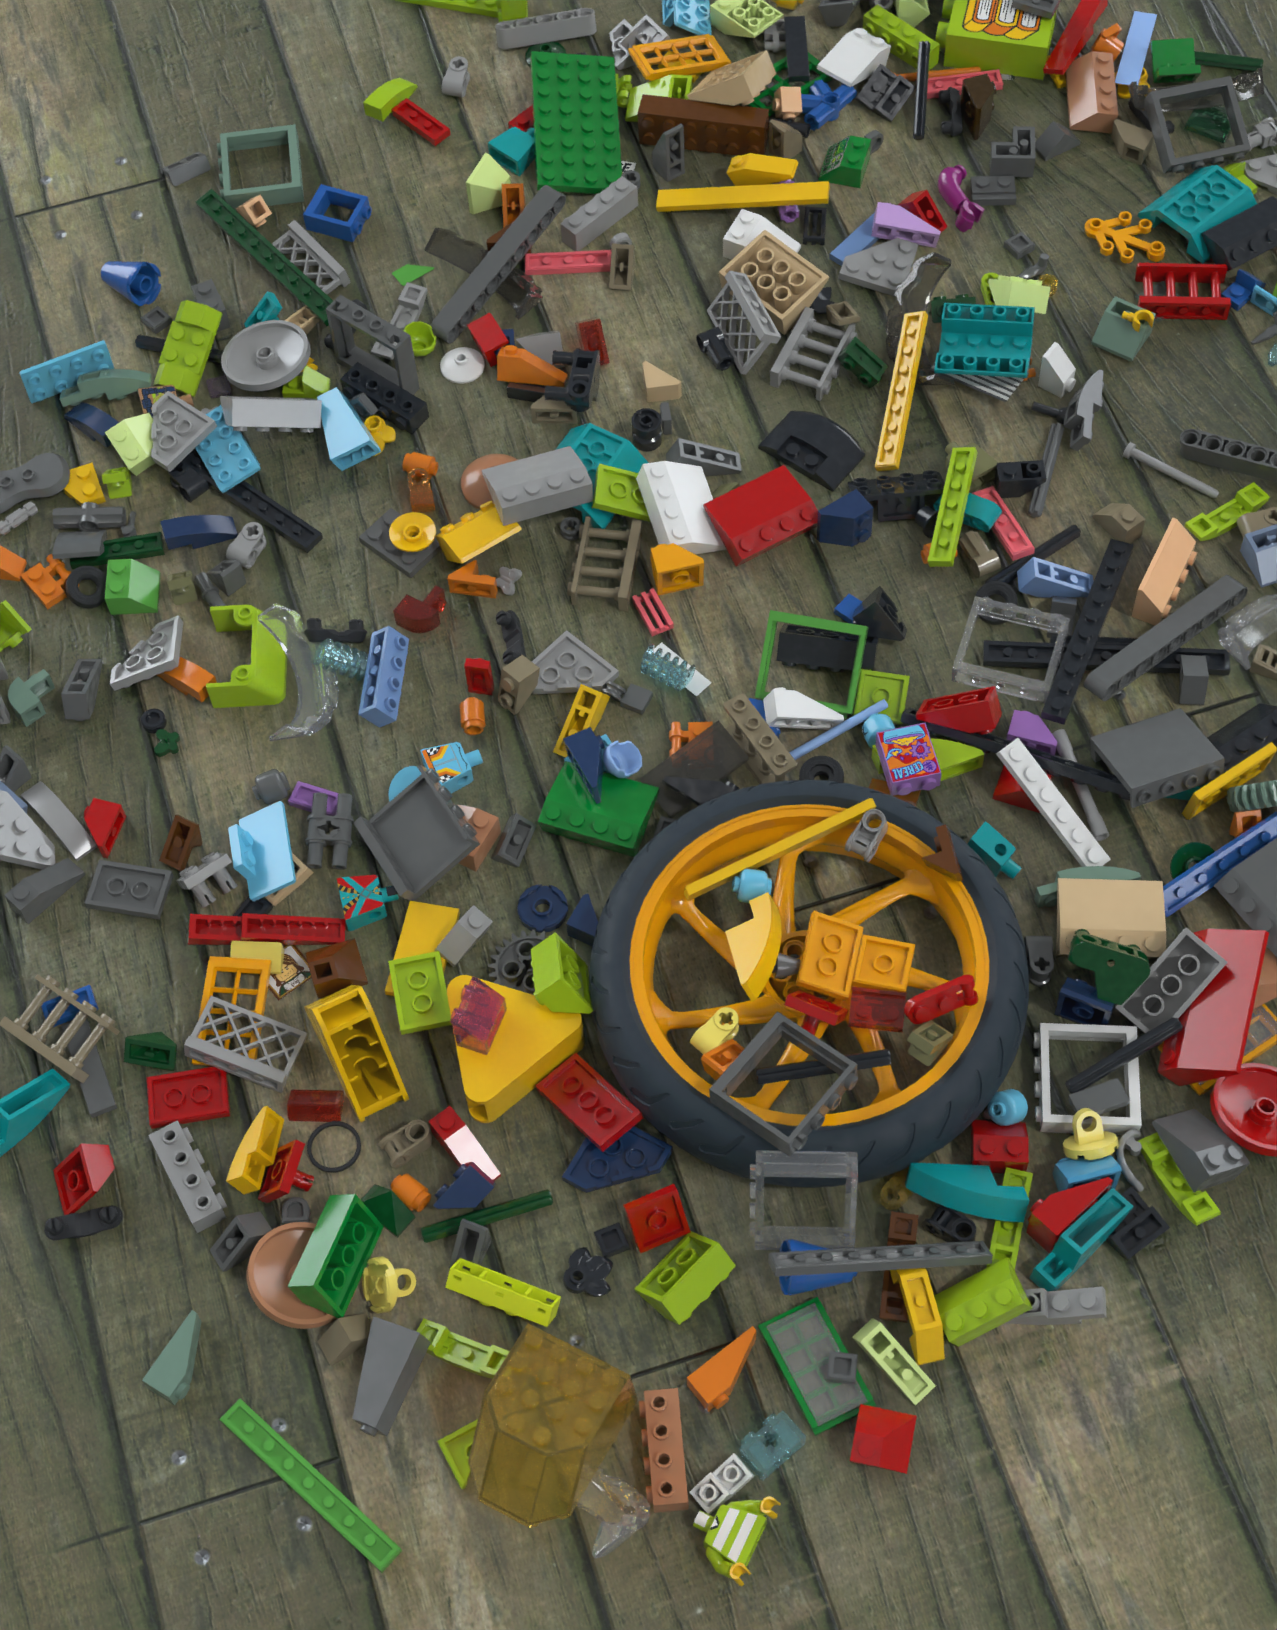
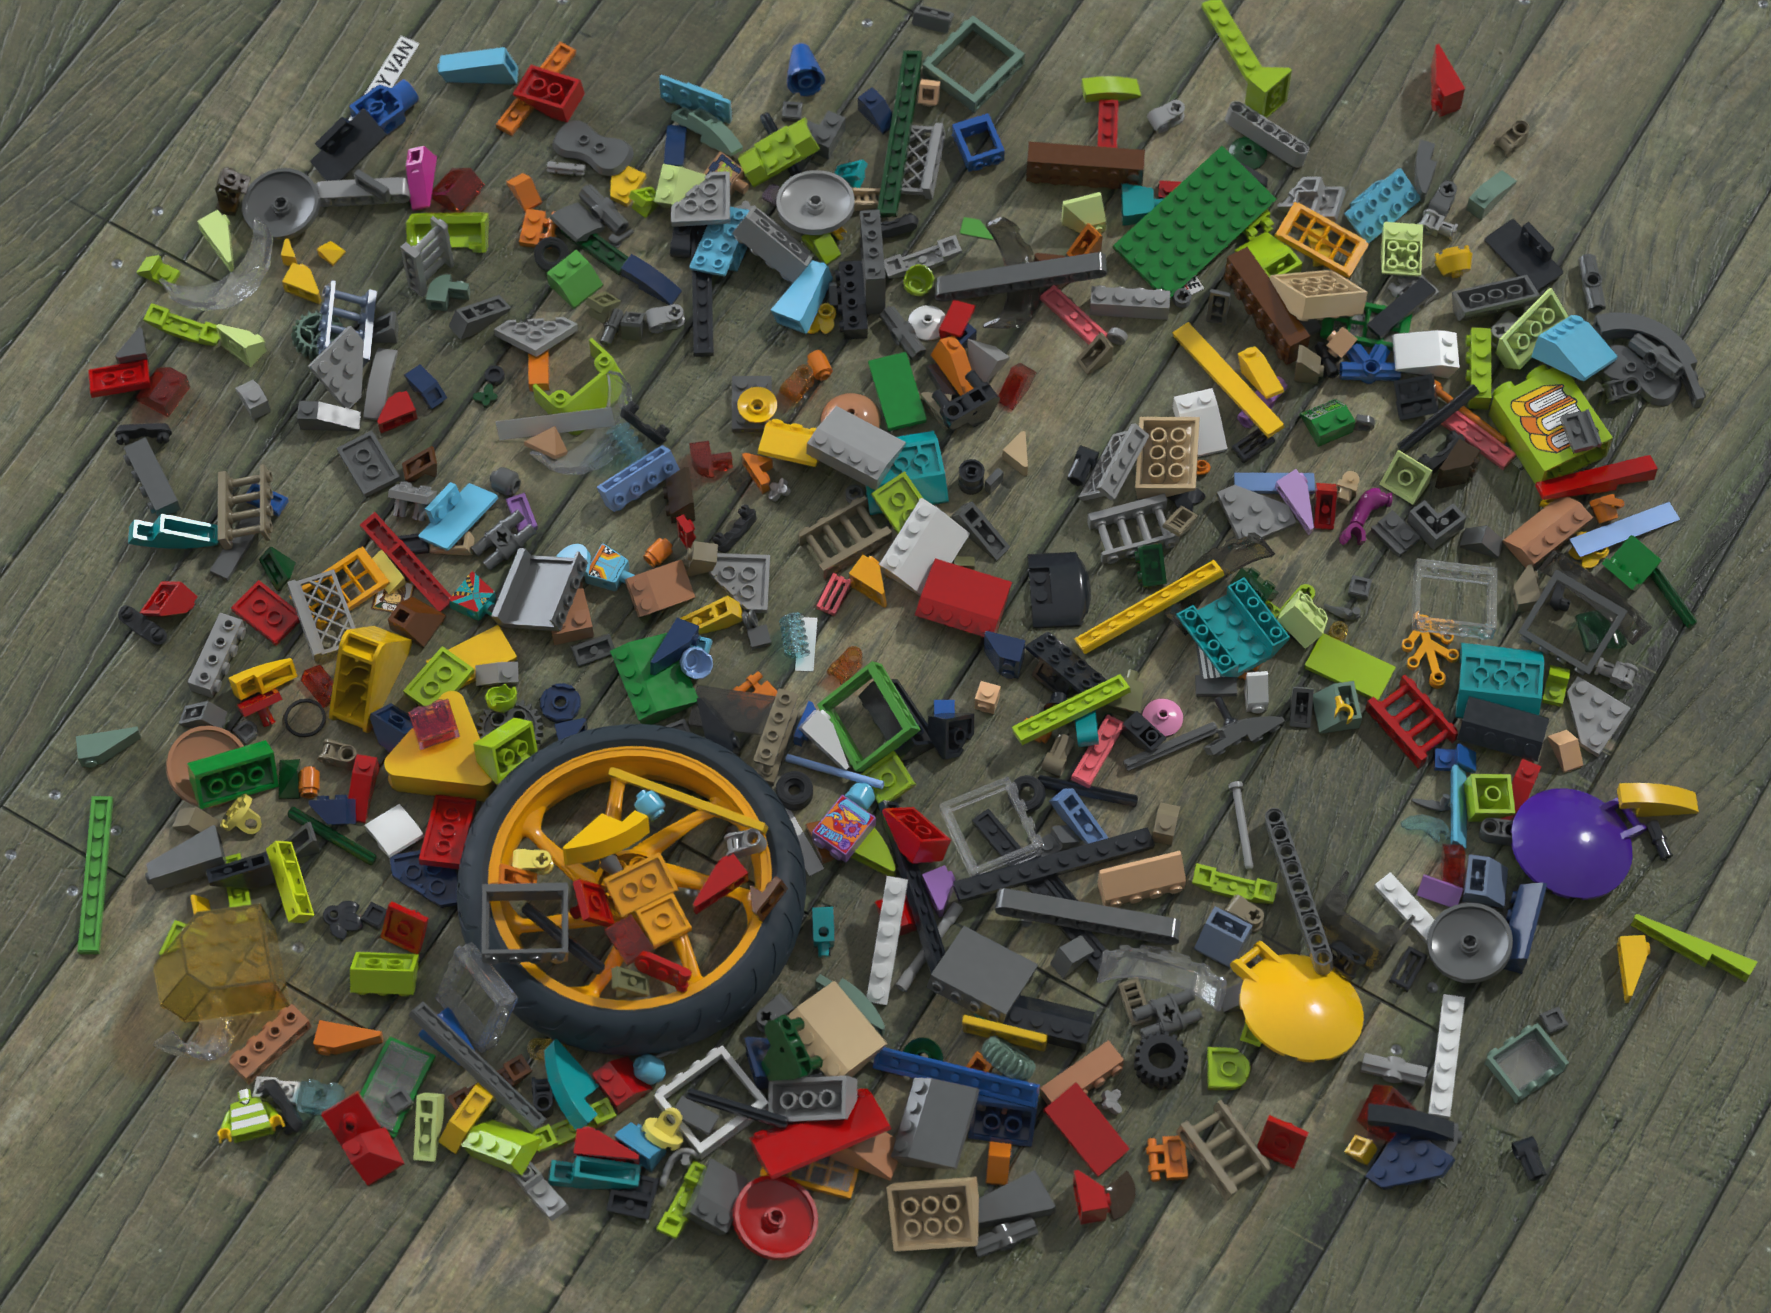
camera: 45 degrees right, 5 degrees up
(96, 780) = (428, 387): none -> dark blue slope
(226, 259) = (875, 110): none -> dark blue slope
(258, 703) = (563, 422): none -> white sticker
(269, 721) = (548, 443): none -> medium nougat slope
(429, 1070) = (390, 725): none -> dark blue slope
(437, 655) = (679, 495): none -> dark brown slope
(442, 155) = (1084, 165): none -> reddish brown brick
(448, 1405) = (199, 903): none -> yellow slope
(455, 385) = (902, 333): none -> dark grey piece
(455, 1328) = (244, 873): none -> black slope
(497, 947) = (501, 698): none -> lime hair
(505, 427) = (897, 391): none -> green tile
(511, 741) = (659, 588): none -> nougat slope
(538, 1152) = (394, 830): none -> white slope
(724, 1483) = (273, 1089): none -> black piece
(735, 652) = (844, 668): none -> clear orange piece
(826, 1431) = (350, 1118): none -> red tile
(872, 565) = (987, 697): none -> light nougat brick
(889, 883) = (723, 879): none -> red slope
(923, 181) = (1347, 487): none -> tan hips
(951, 145) = (1406, 477): none -> yellowish green slope
(1018, 401) = (1215, 686): none -> dark grey tile
(1018, 450) = (1166, 725): none -> bright pink dish
(1087, 299) = (1345, 663): none -> lime tile
(1096, 353) = (1301, 706): none -> dark grey slope
(1097, 155) = (1460, 573): none -> clear window

